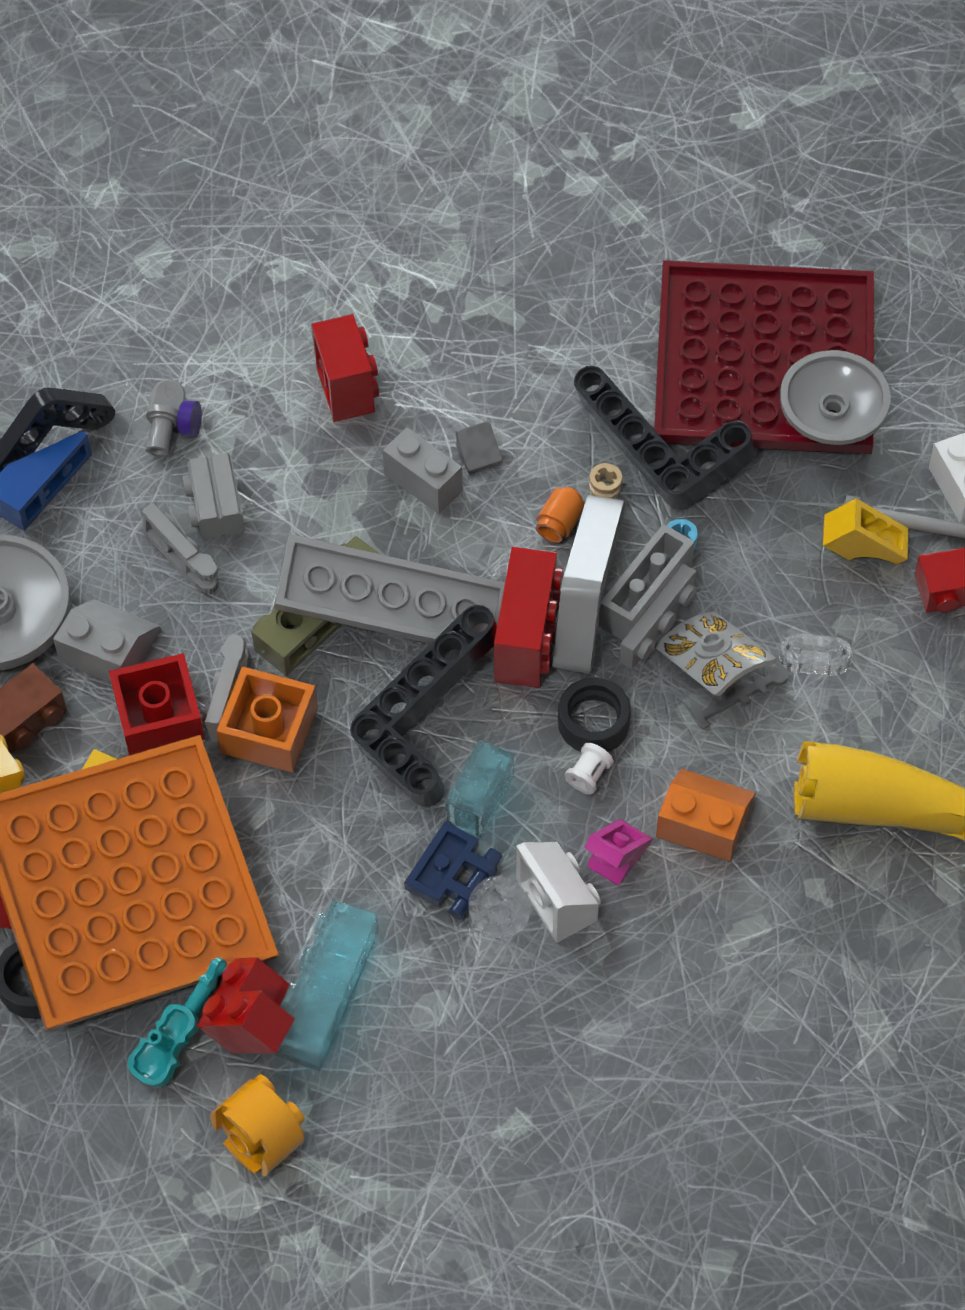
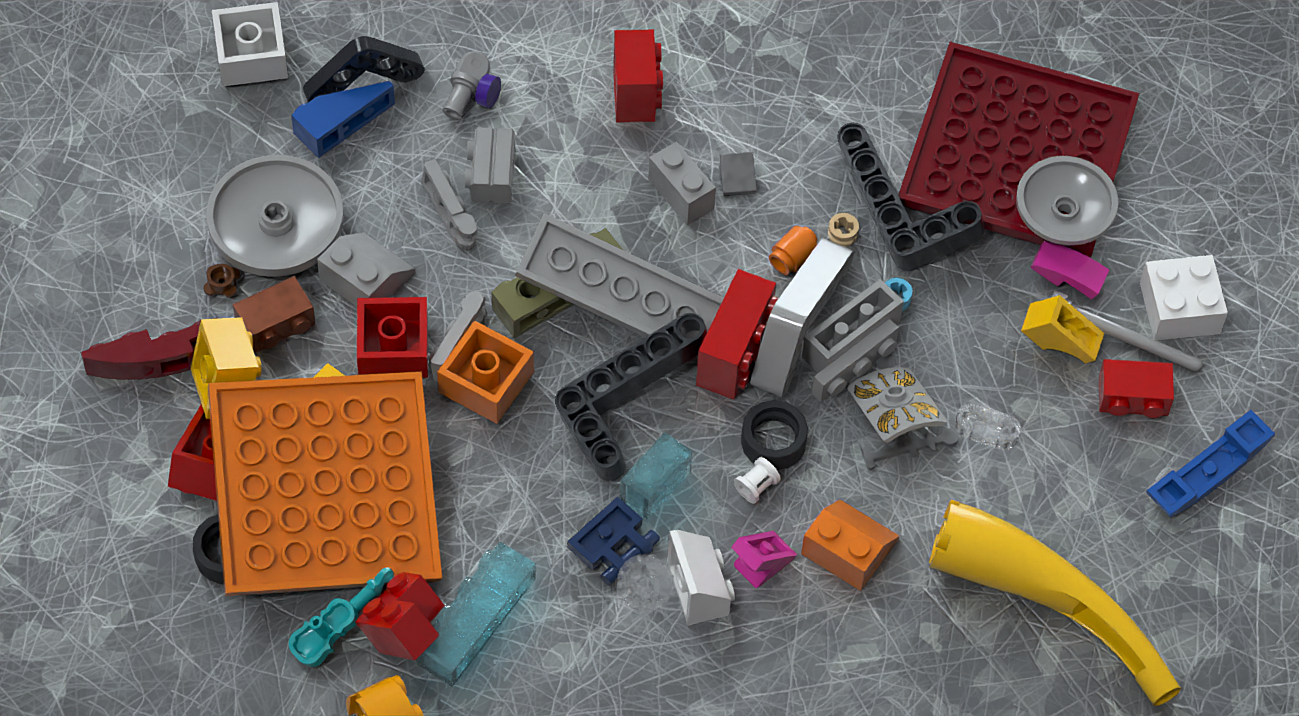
camera: 10 degrees right, 0 degrees up
(847, 465) = (1064, 264): none -> dark pink slope

